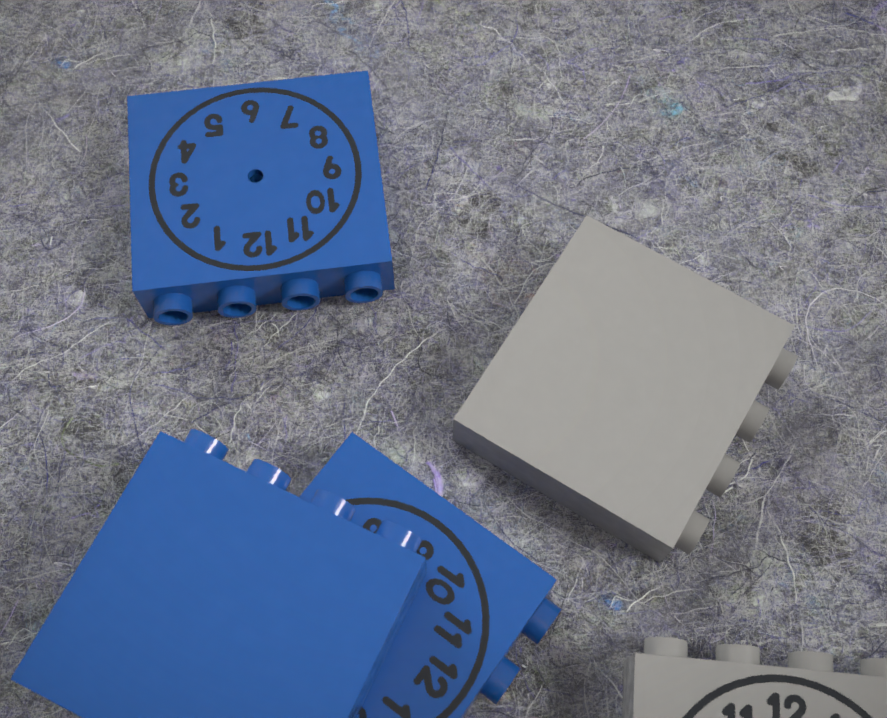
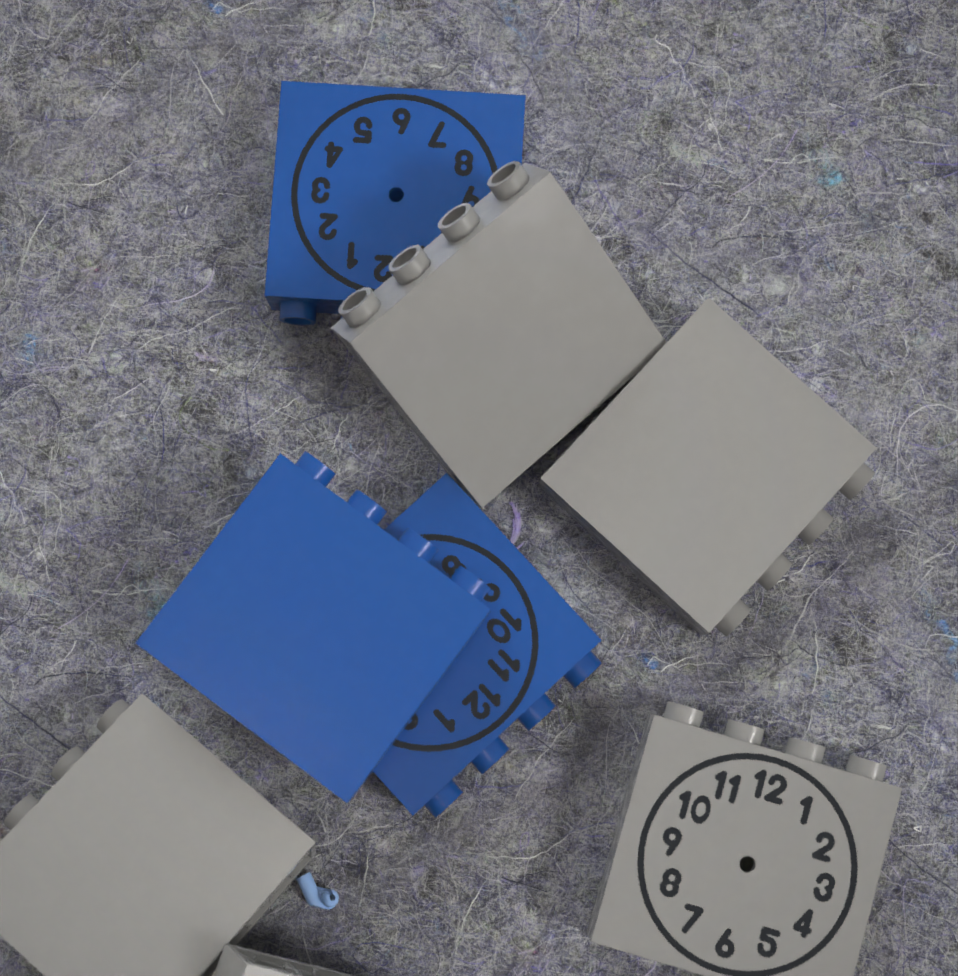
camera: 10 degrees right, 15 degrees up
(379, 276) = (500, 331): none -> light grey brick

